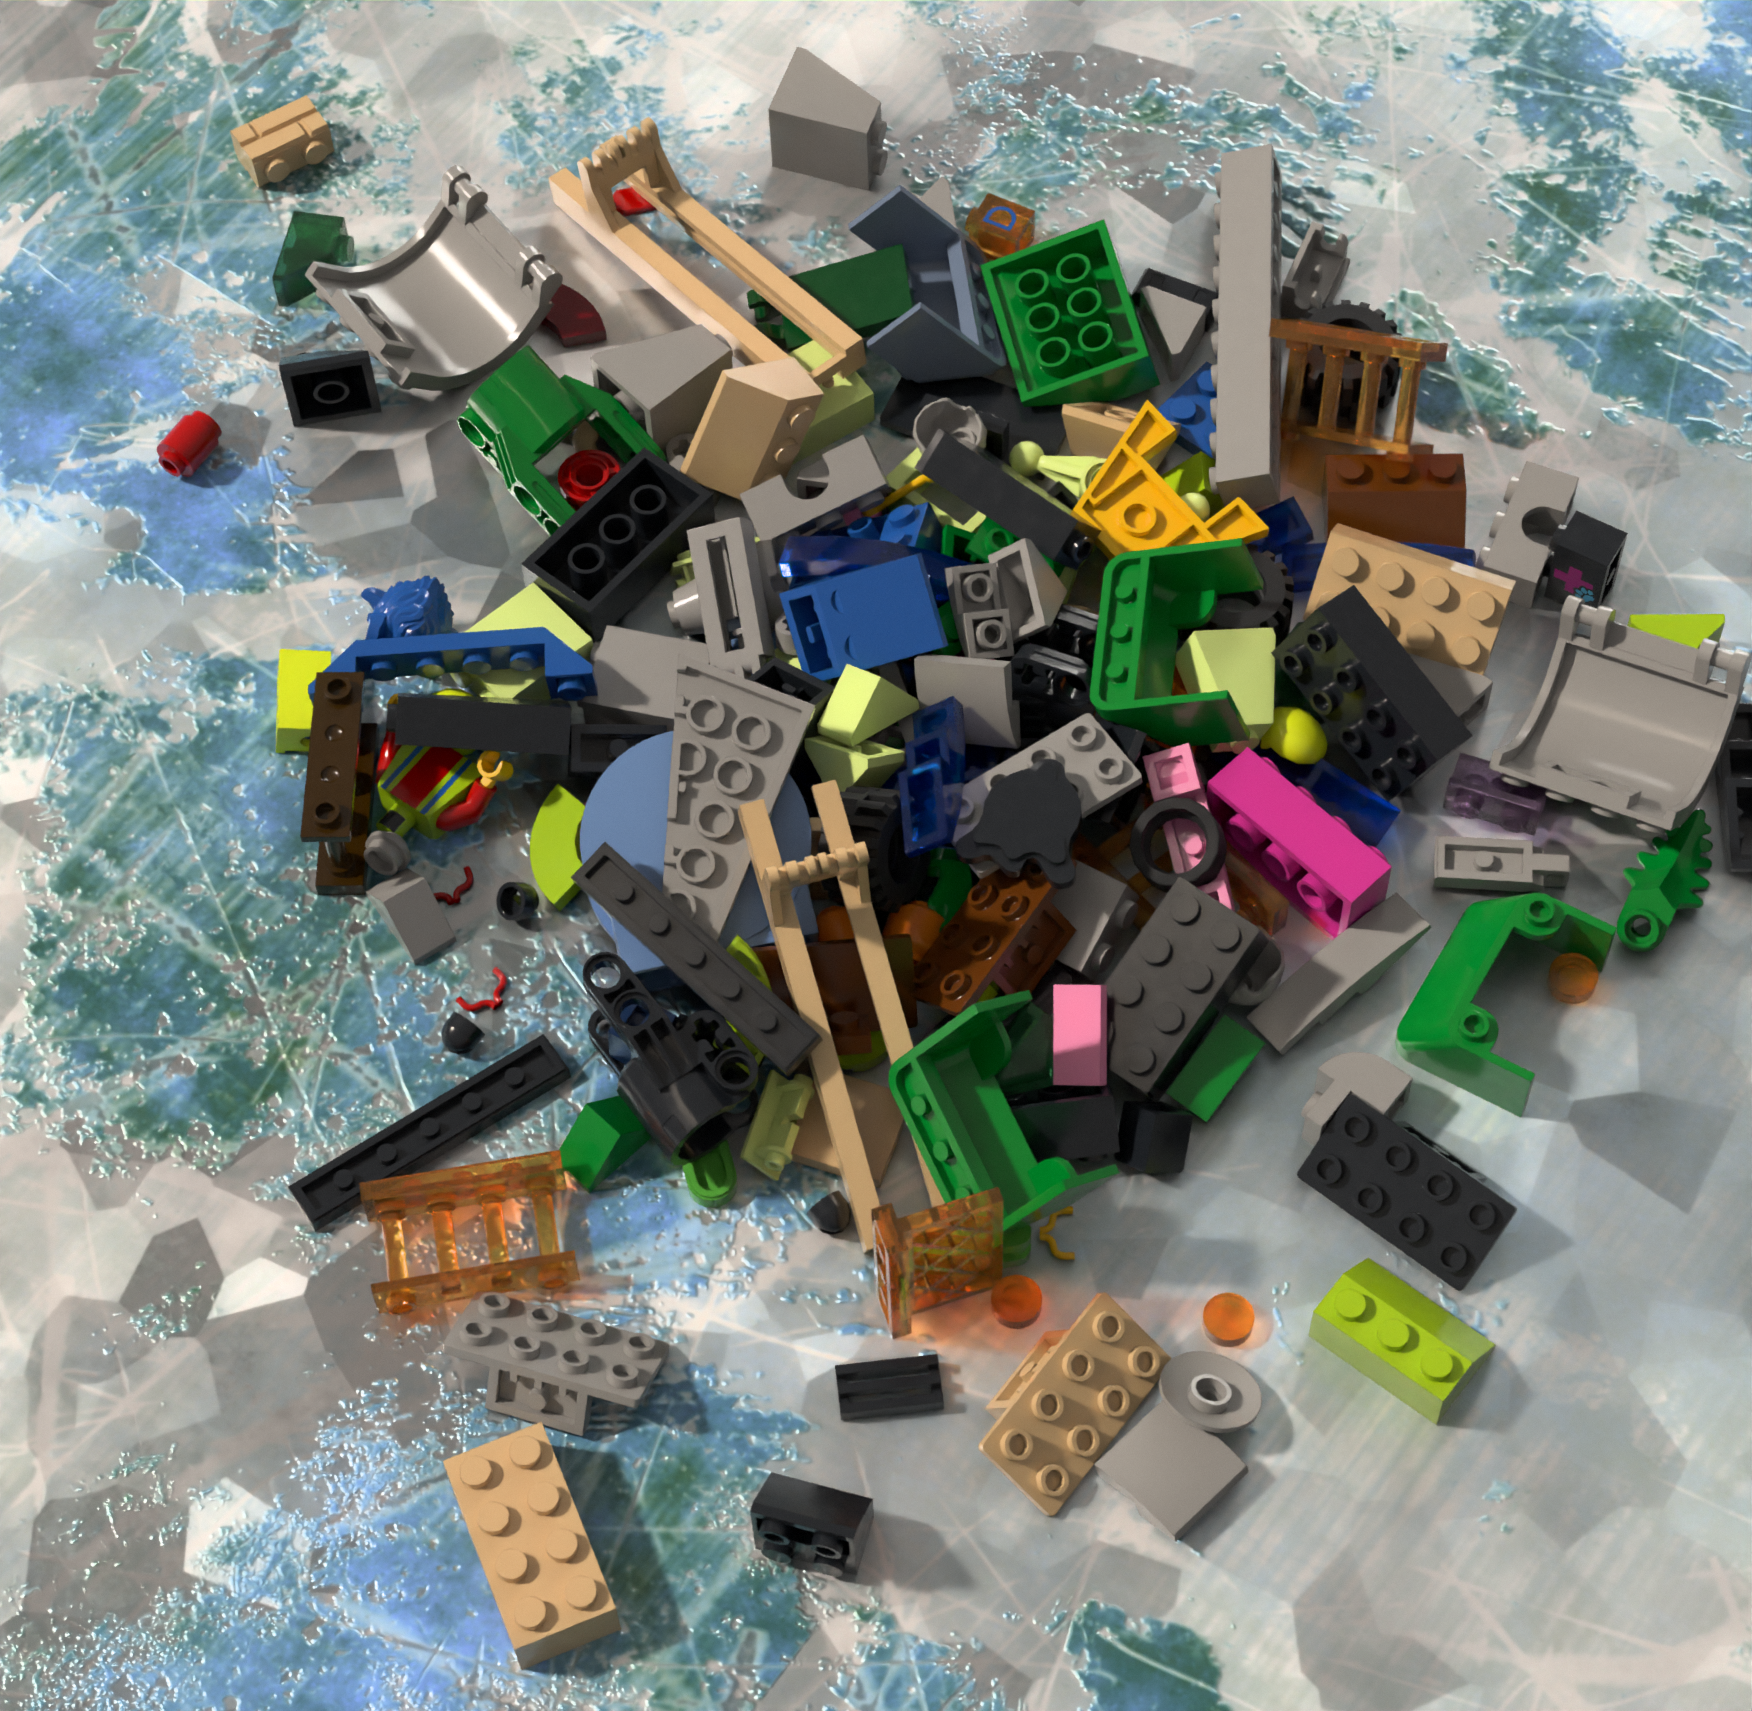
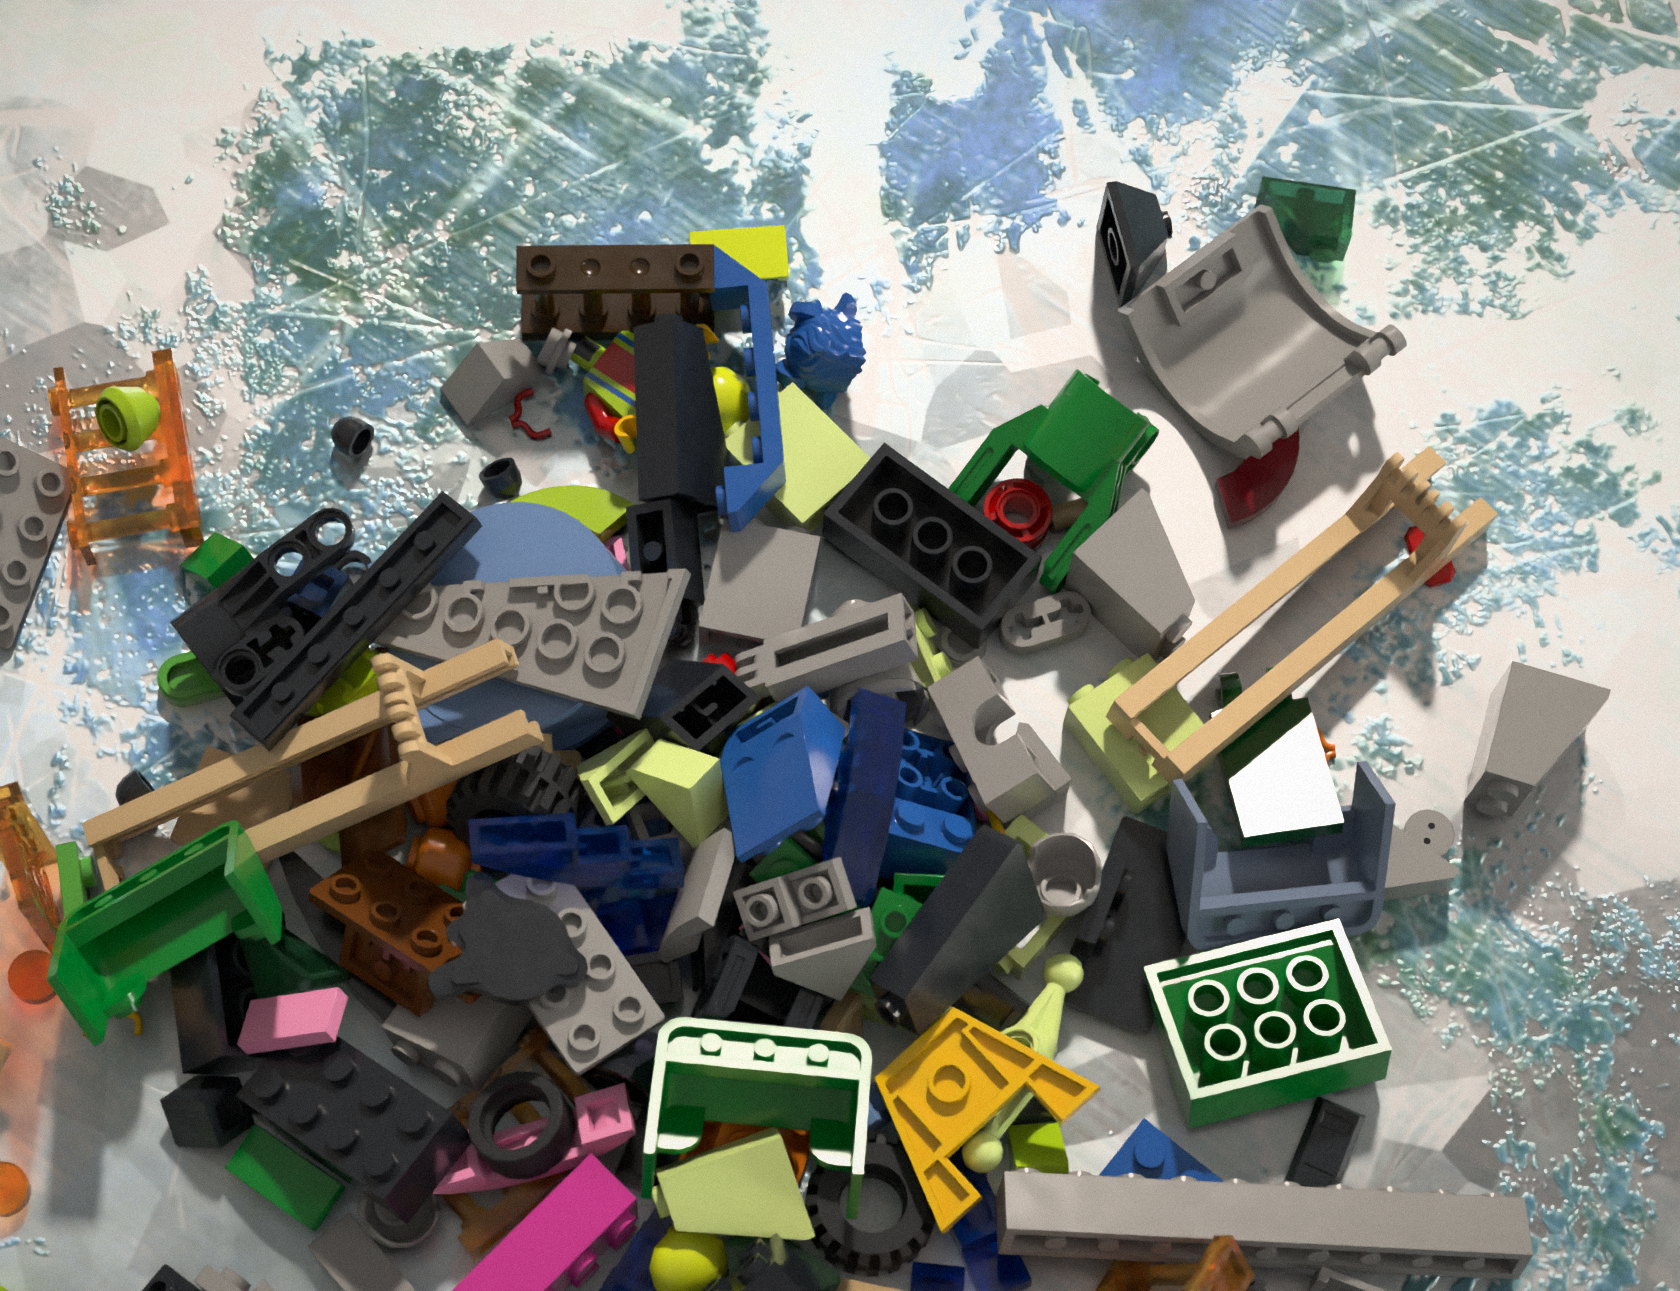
camera: 80 degrees right, 10 degrees up
(189, 444) = (1053, 123): red brick -> none
(282, 141) = (1465, 176): tan brick -> none
(431, 1130) = (245, 412): black tile -> none
(439, 1212) = (127, 416): none -> lime cone
(487, 1003) = (403, 469): red piece -> none
(752, 426) = (1060, 665): tan slope -> none
(774, 1123) = (214, 729): yellowish green hinge -> none
(1000, 226) = (1400, 944): clear orange brick -> none
(1098, 427) = (1128, 1076): tan slope -> none
(1173, 327) = (1265, 1144): light grey slope -> none

